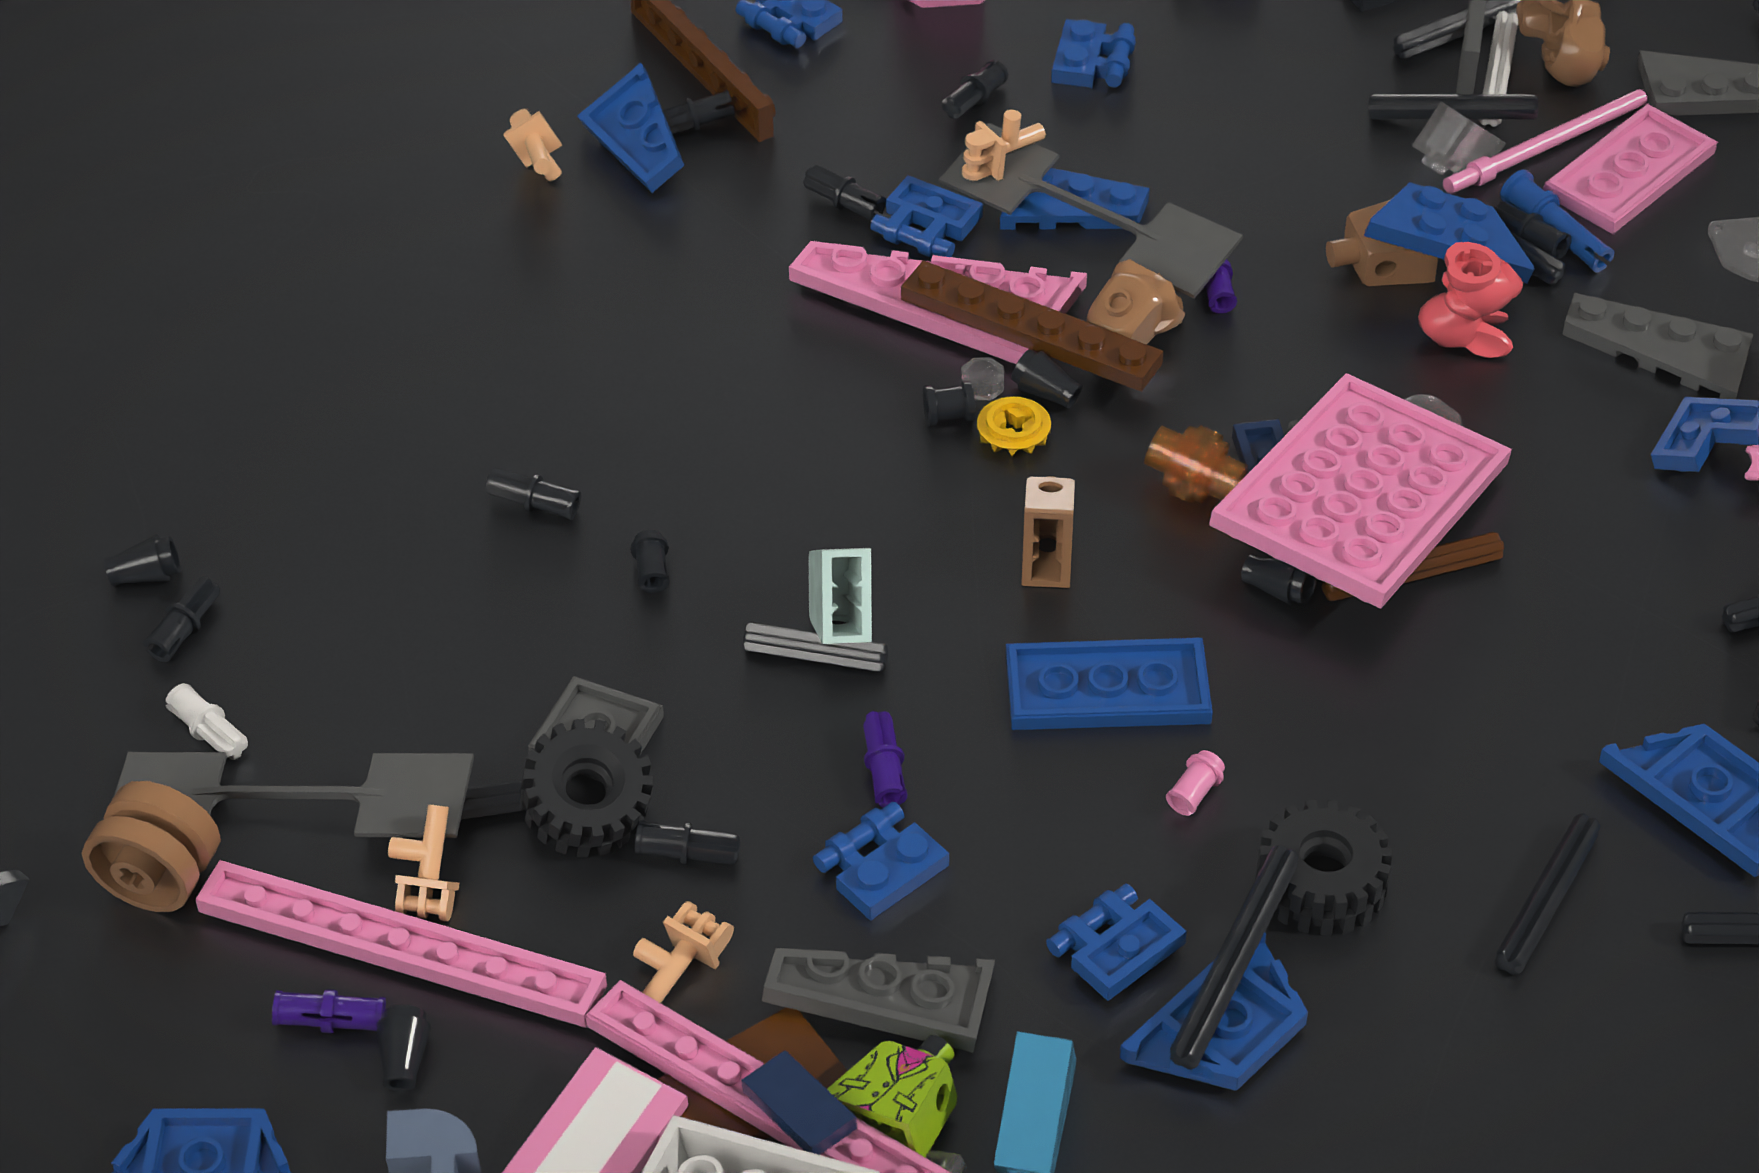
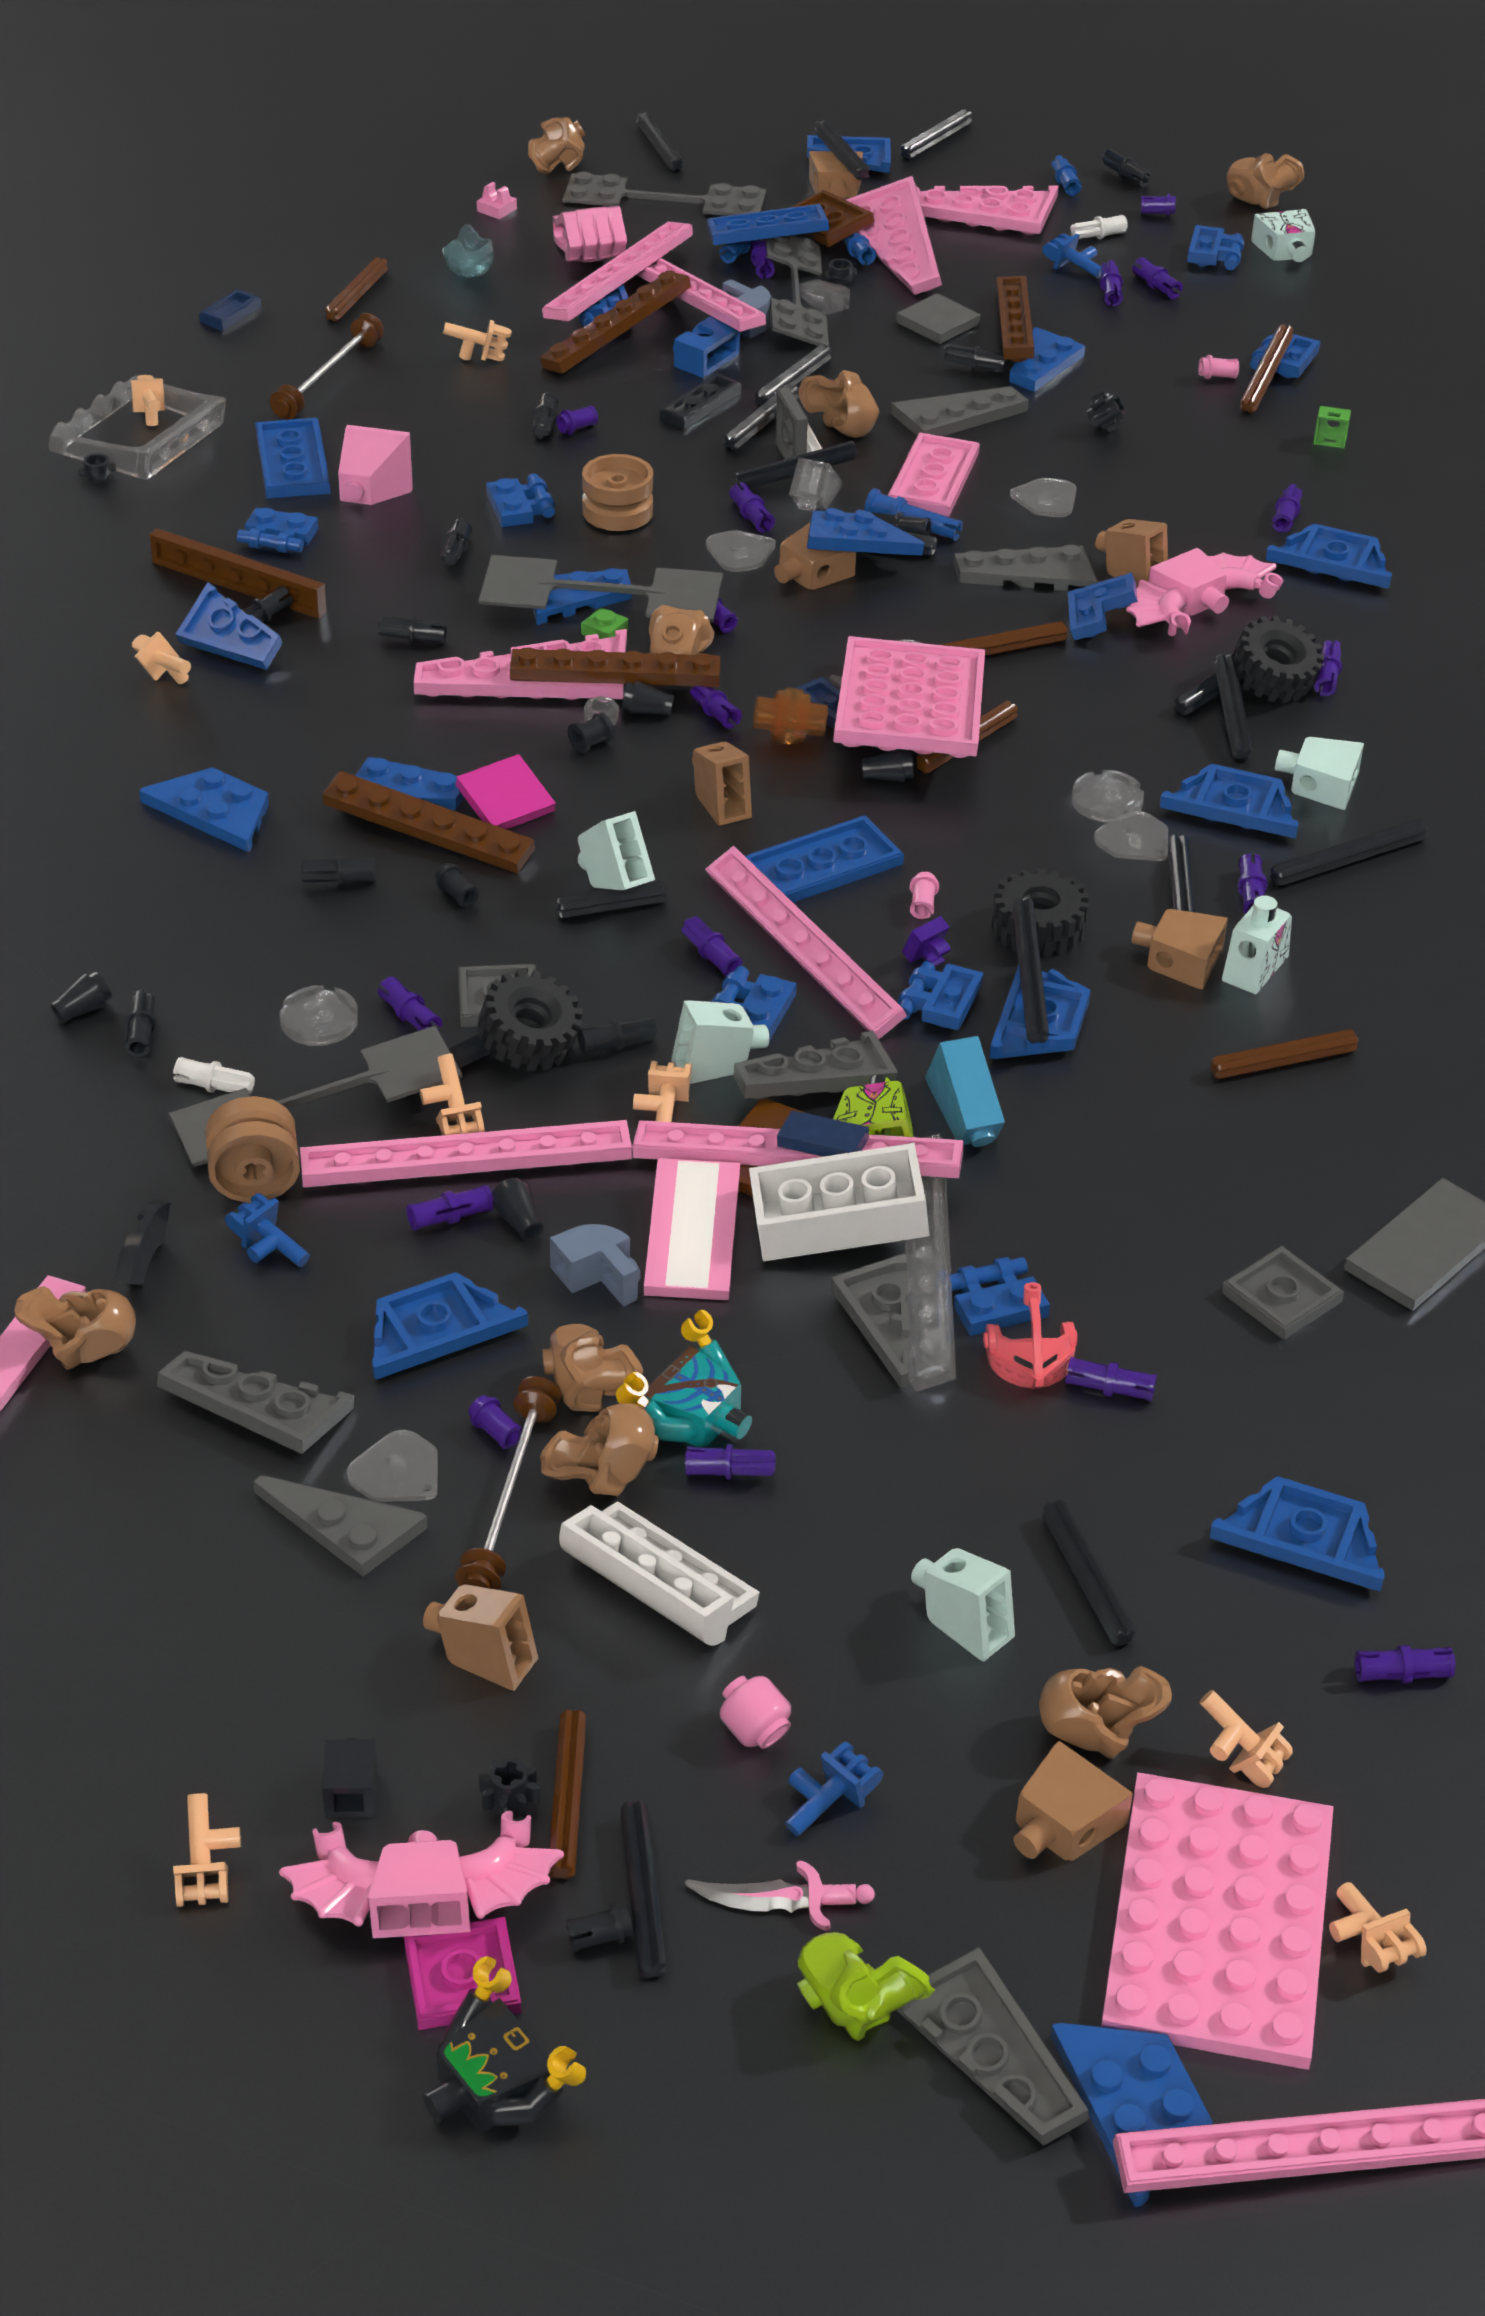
camera: 30 degrees left, 5 degrees down
(107, 943) = (259, 1221): none -> blue arm
(381, 682) = (318, 1016): none -> clear tile
(467, 353) = (211, 804): none -> blue wing
(482, 711) = (408, 1005): none -> dark purple pin
(679, 464) = (428, 822): none -> reddish brown plate
(689, 399) = (415, 781): none -> blue wing
(784, 902) = (715, 1038): none -> light aqua torso
(791, 455) = (505, 793): none -> dark pink tile
(930, 207) = (484, 628): blue plate -> none
(988, 151) = (512, 566): light nougat arm -> none
(1001, 802) = (806, 943): none -> bright pink tile
(1021, 414) = (635, 731): yellow gear -> none
(1073, 255) = (604, 624): none -> bright green plate
(1127, 415) = (716, 705): none -> dark purple axle
(1150, 856) = (928, 942): none -> dark purple tile
(1202, 80) = (617, 492): none -> medium nougat wheel
(1307, 203) = (740, 550): none -> clear piece
(1363, 147) = (752, 507): none -> dark purple pin
(1477, 290) = (904, 558): coral animal -> none
(1483, 990) = (1183, 945): none -> medium nougat torso
(1485, 168) = (843, 497): bright pink bar -> none
(1531, 811) = (1134, 837): none -> clear piece
(1541, 720) = (1107, 795): none -> clear tile
(1565, 442) = (1016, 639): none -> reddish brown axle
(1573, 1035) = (1261, 931): none -> light aqua torso
(1643, 930) = (1251, 881): none -> dark purple pin

